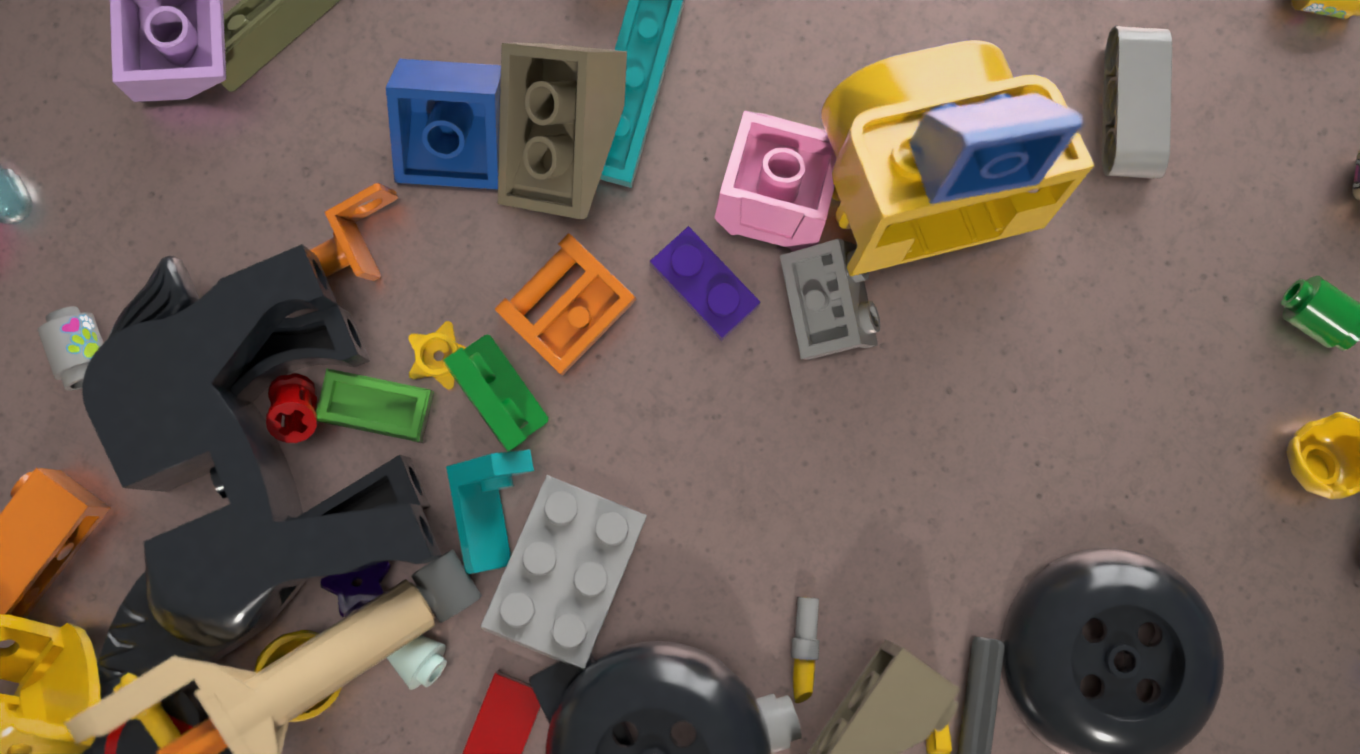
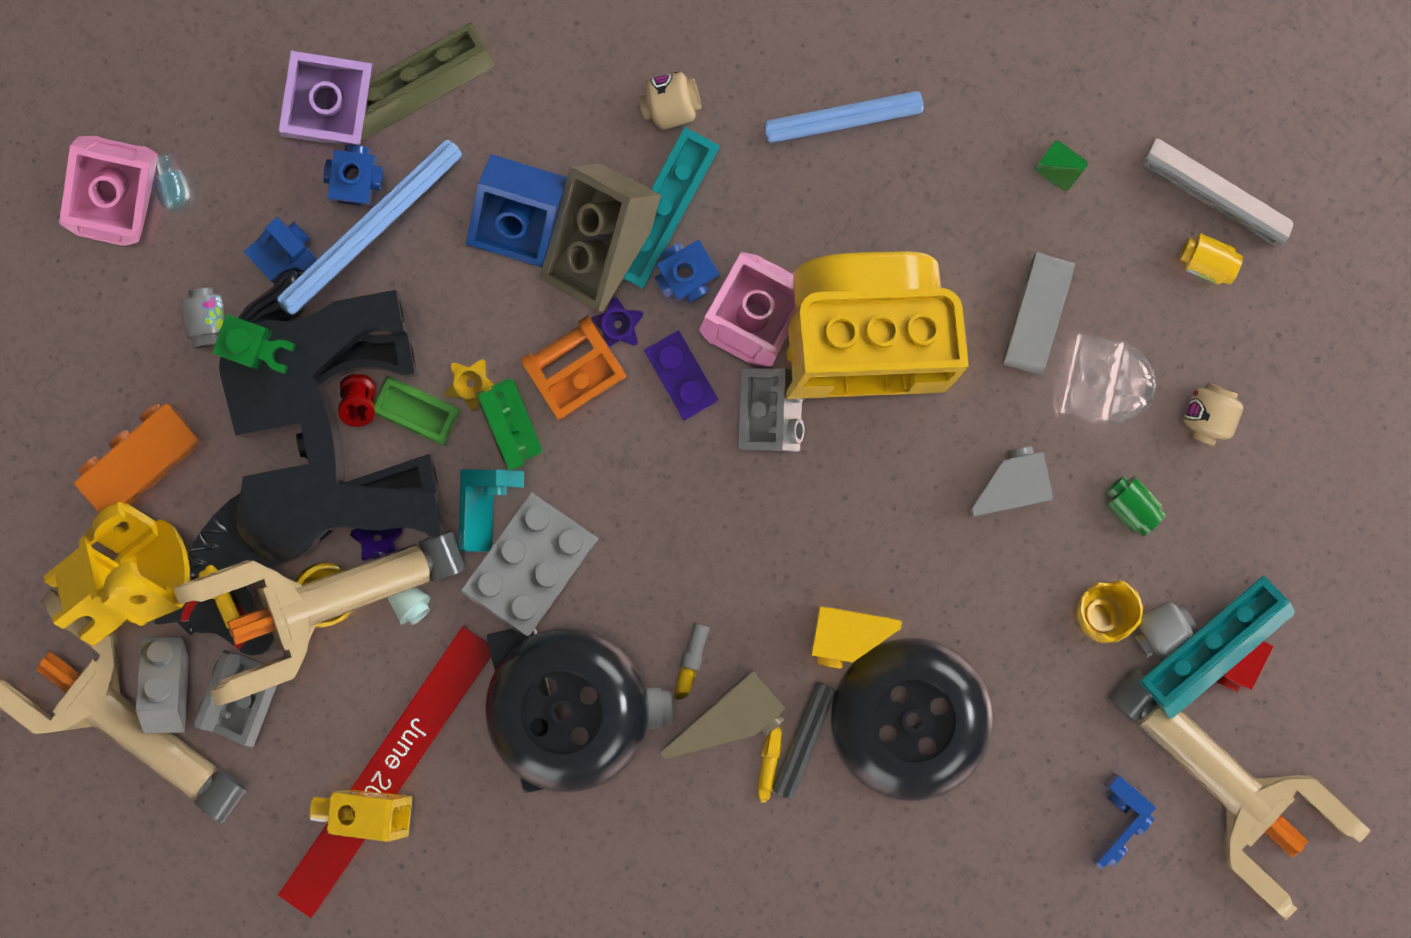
camera: 15 degrees right, 5 degrees up
(106, 357) = (249, 344): none -> green brick
(153, 232) = (281, 250): none -> blue brick
(229, 126) = (358, 190): none -> blue brick
(255, 185) = (369, 227): none -> light blue axle
(347, 243) = (421, 286): orange bracket -> none
(620, 228) = (617, 312): none -> dark purple plate
(681, 147) = (691, 257): none -> blue brick
(990, 145) = (888, 340): slope -> none
(1009, 569) = (847, 635): none -> yellow slope
(1166, 320) = (1015, 483): none -> light grey slope
(1246, 165) = (1108, 381): none -> clear slope

